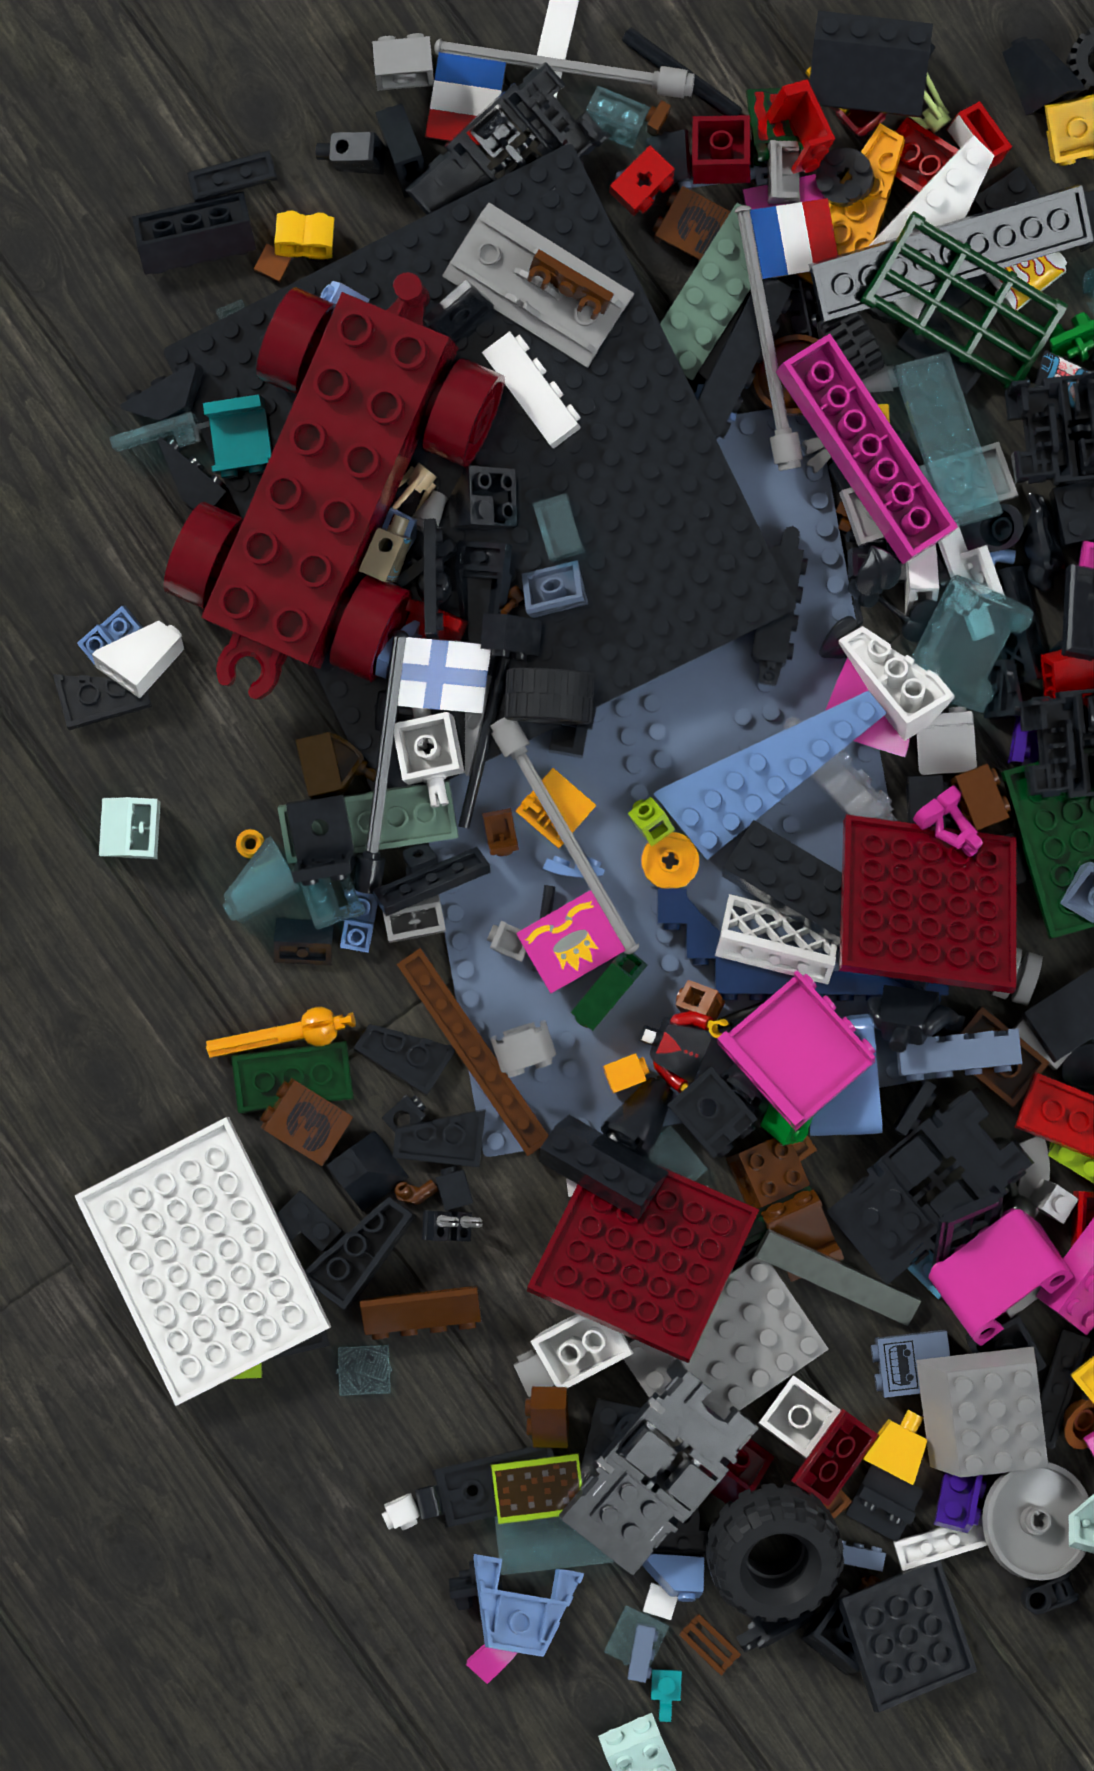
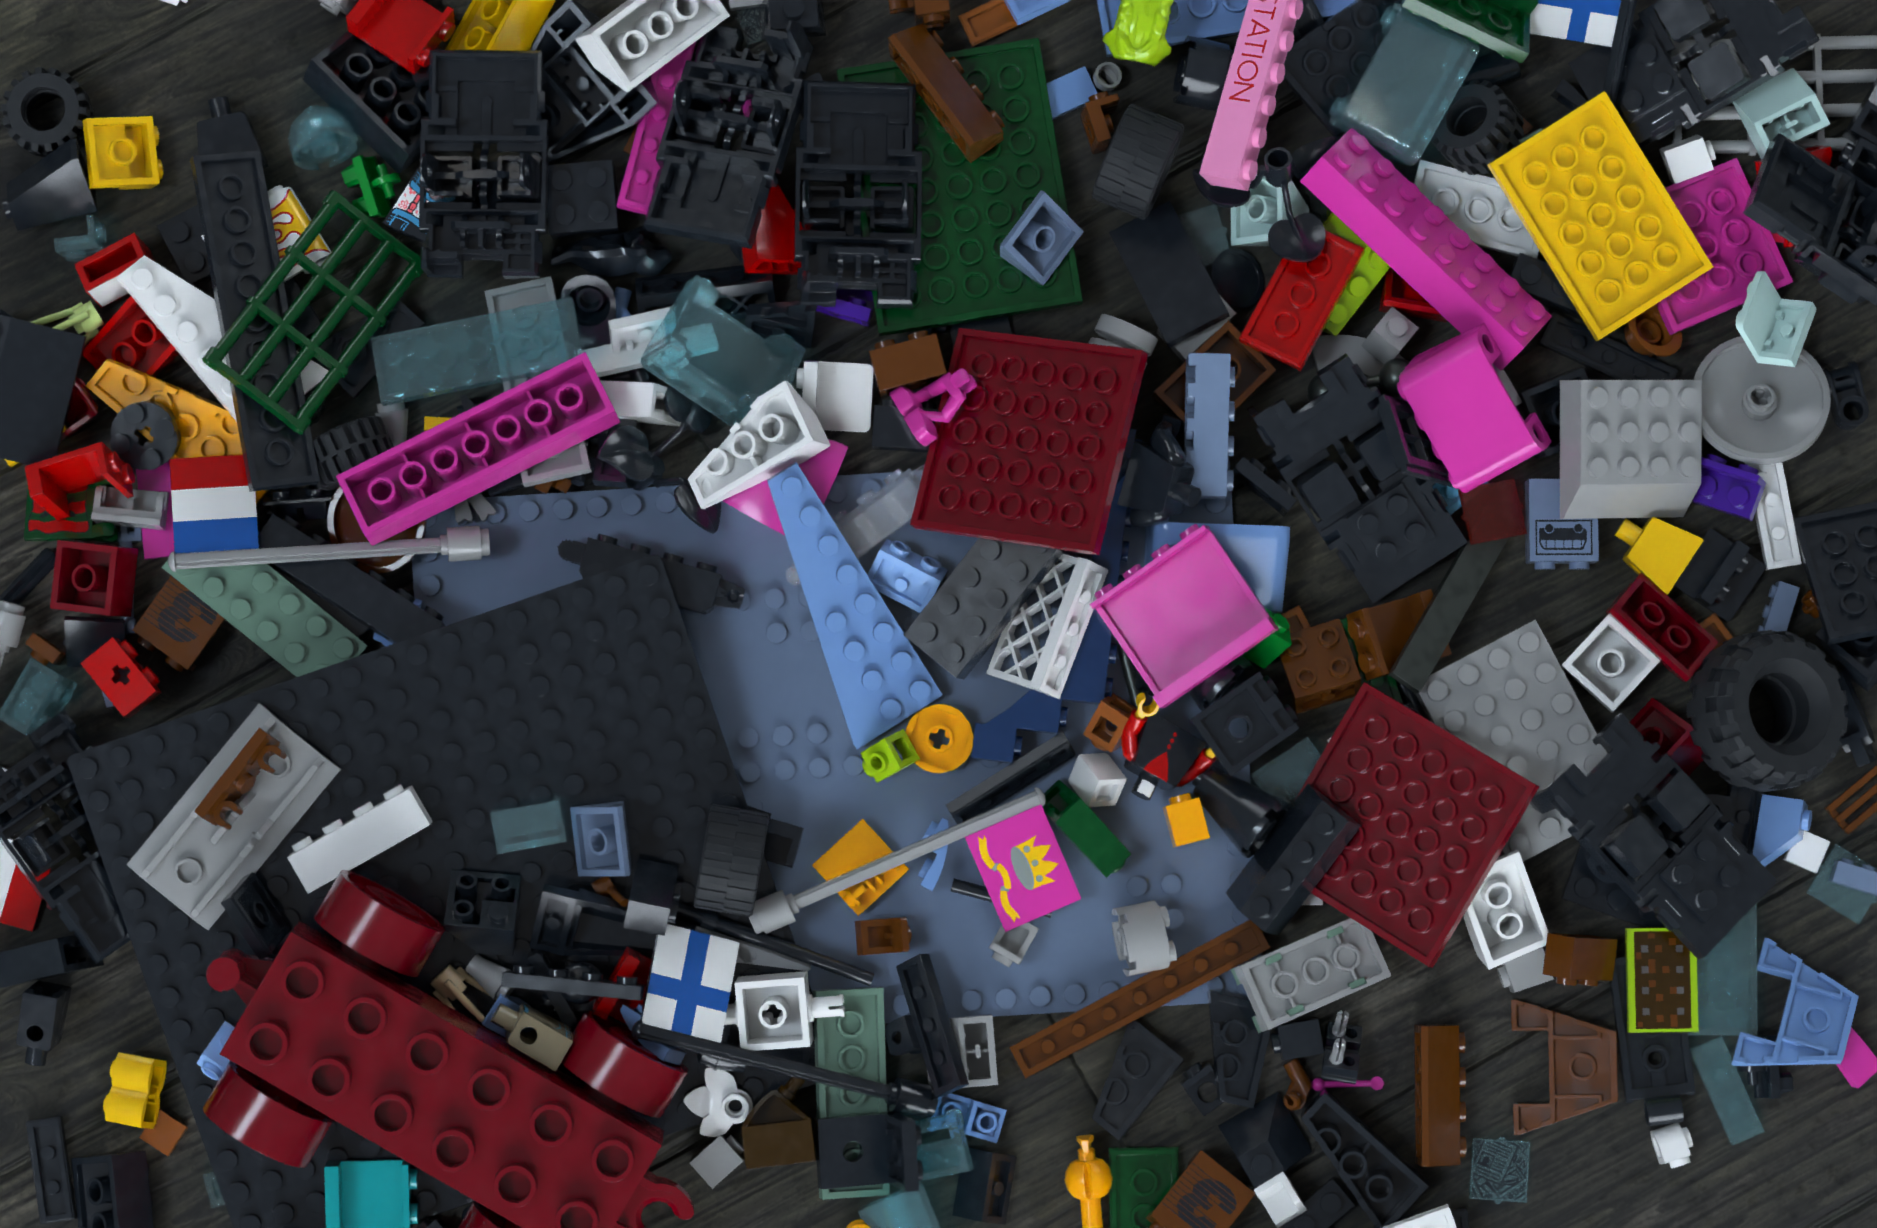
camera: 75 degrees left, 0 degrees up
(300, 718) = (718, 1159): none -> light grey brick
(319, 1188) = (1280, 1199): none -> white panel
(347, 708) = (713, 1102): none -> white plate
(424, 1258) = (1375, 1083): none -> dark pink hinge
(451, 1554) = (1726, 1090): none -> clear light blue tile
(460, 1427) = (1580, 1066): none -> reddish brown wing
(510, 1192) = (1311, 973): none -> light grey piece
(644, 925) = (1012, 778): none -> black tile
(651, 996) = (1097, 779): none -> white panel
(803, 817) = (906, 575): none -> light blue bracket
(915, 1304) = (1492, 512): none -> clear red piece
(994, 103) = (77, 247): none -> clear light blue bracket

